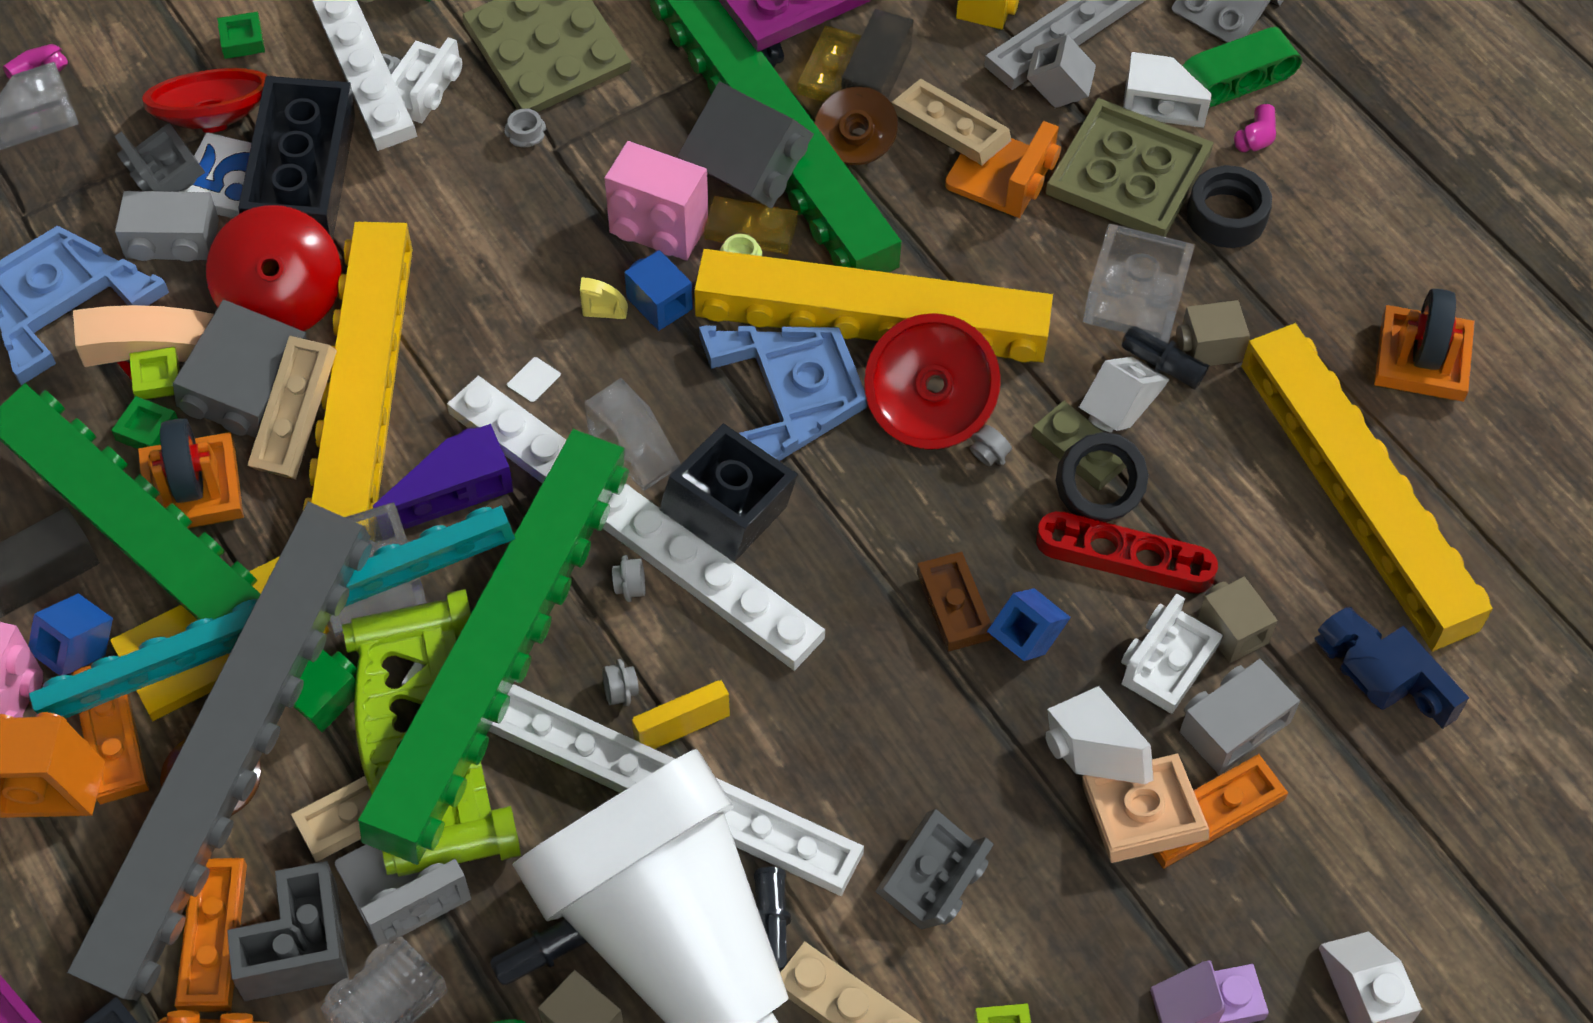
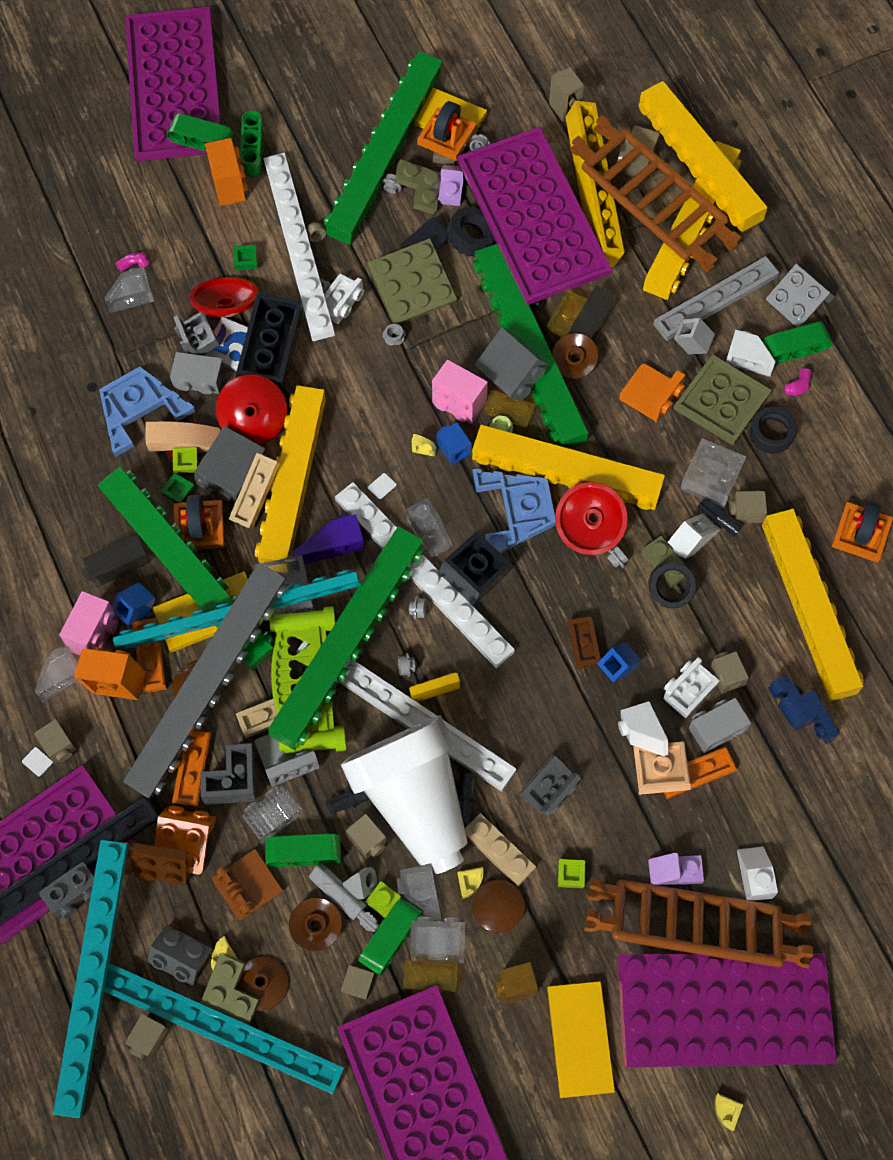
camera: 10 degrees right, 10 degrees up
(951, 121) = (627, 360): tan plate -> none
(1124, 559) = (680, 621): red beam -> none

